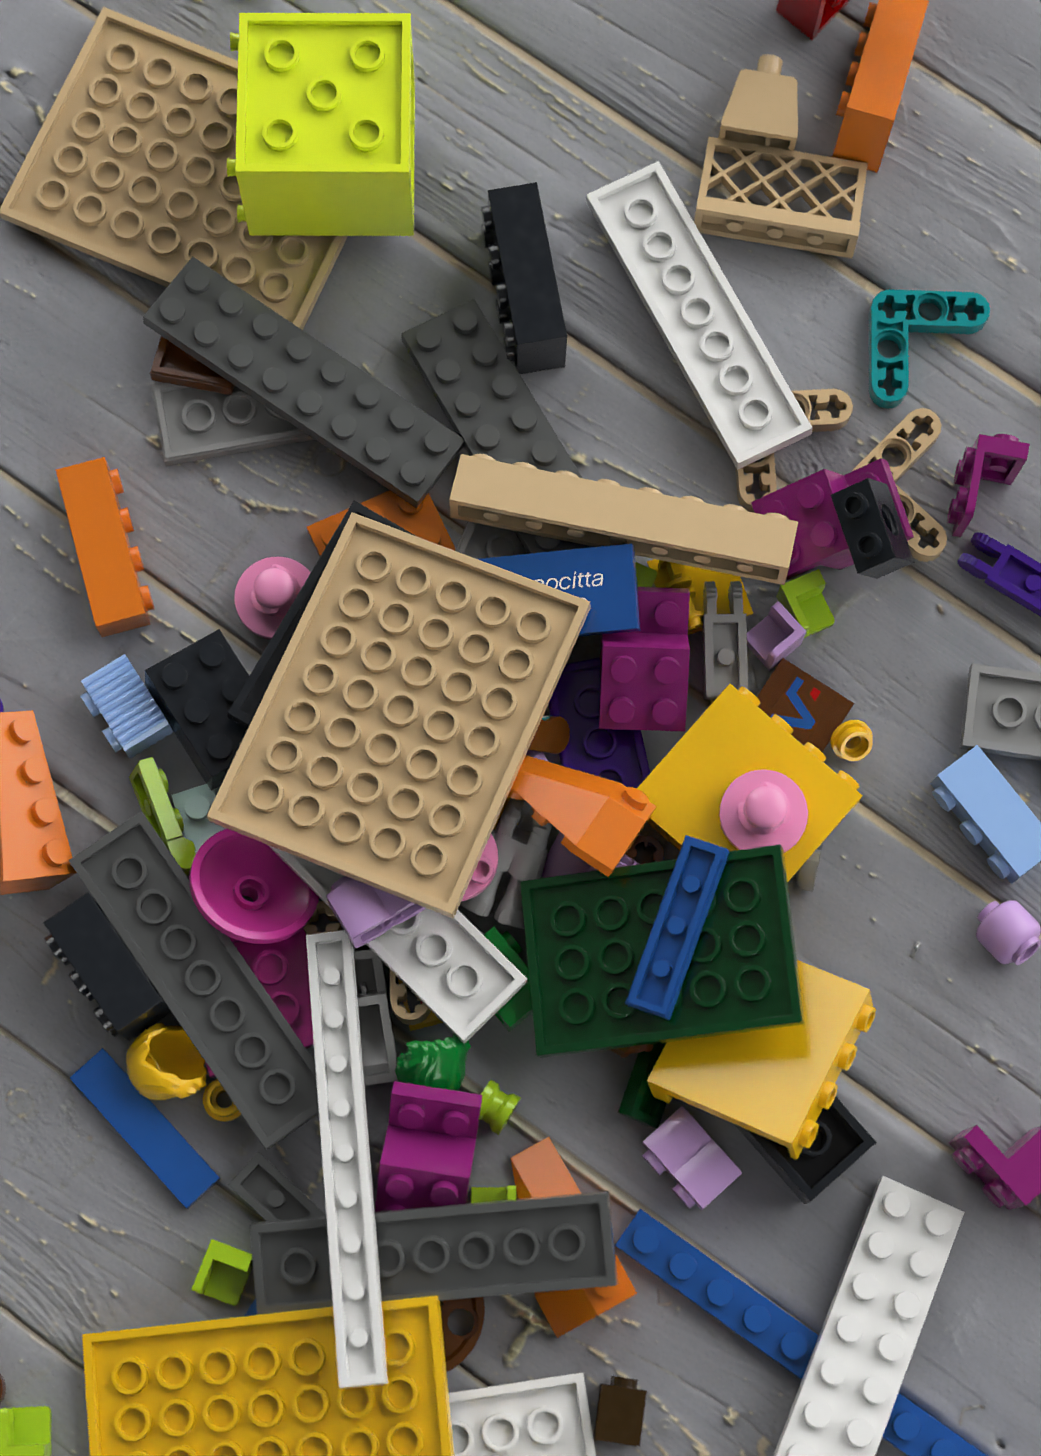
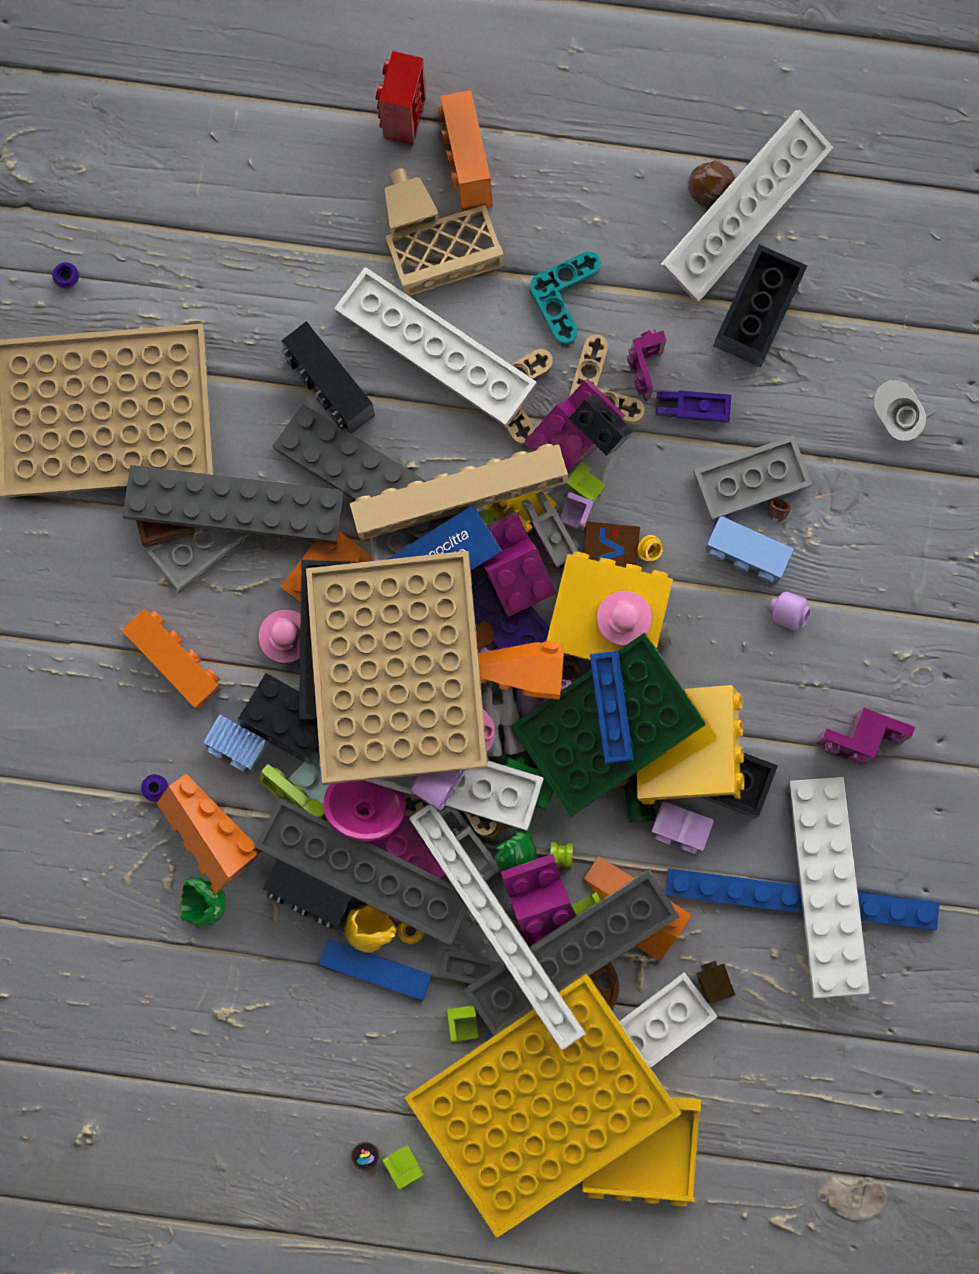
camera: 25 degrees left, 5 degrees up
(325, 124) = (170, 351): neon yellow piece -> none

